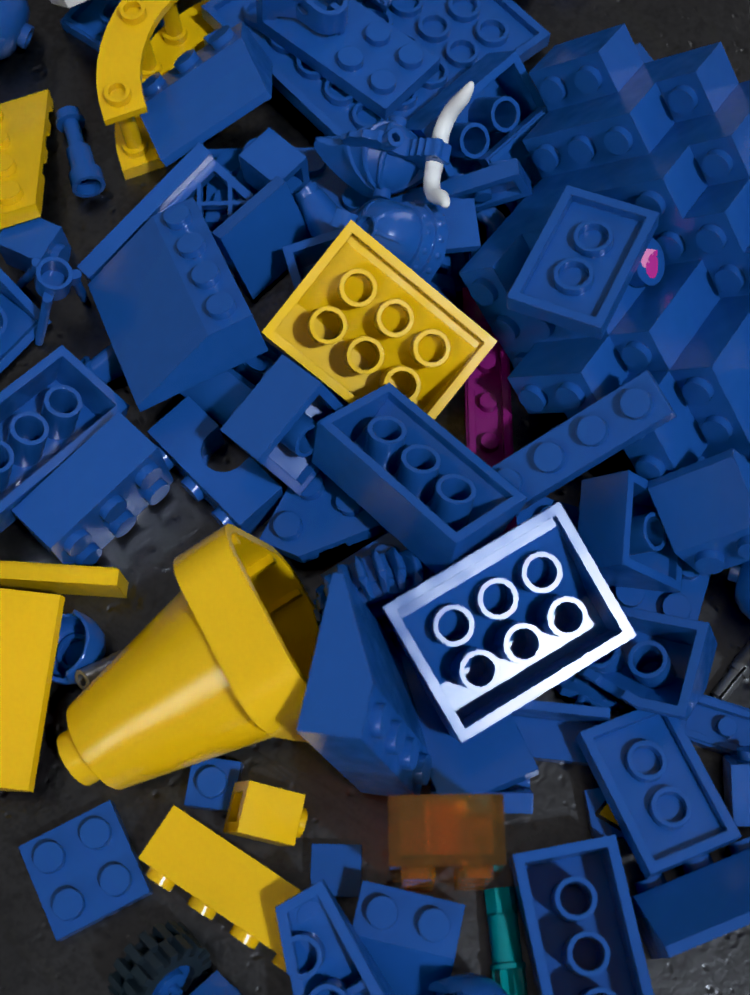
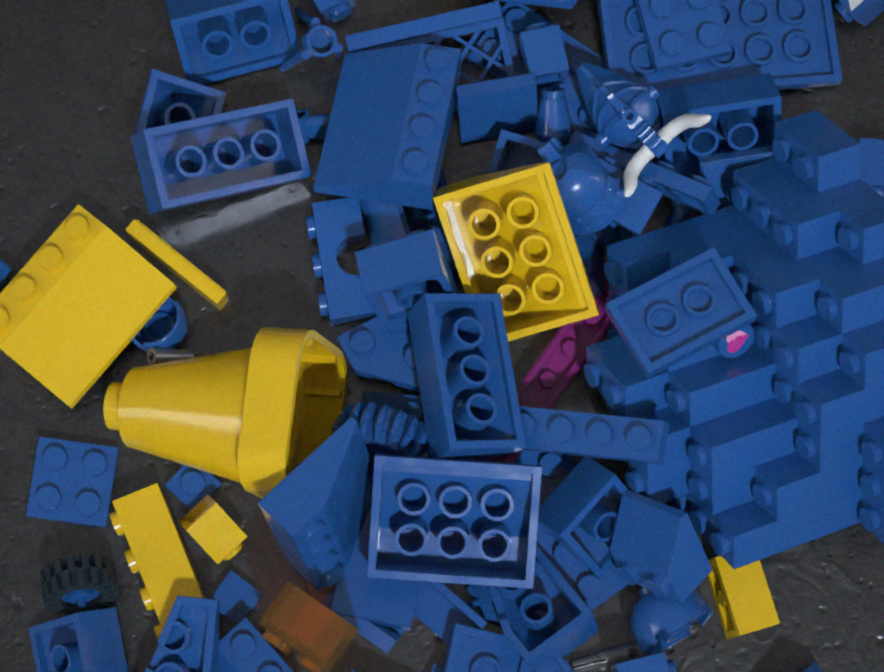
camera: 25 degrees right, 10 degrees up
(96, 493) = (244, 228): blue brick -> none

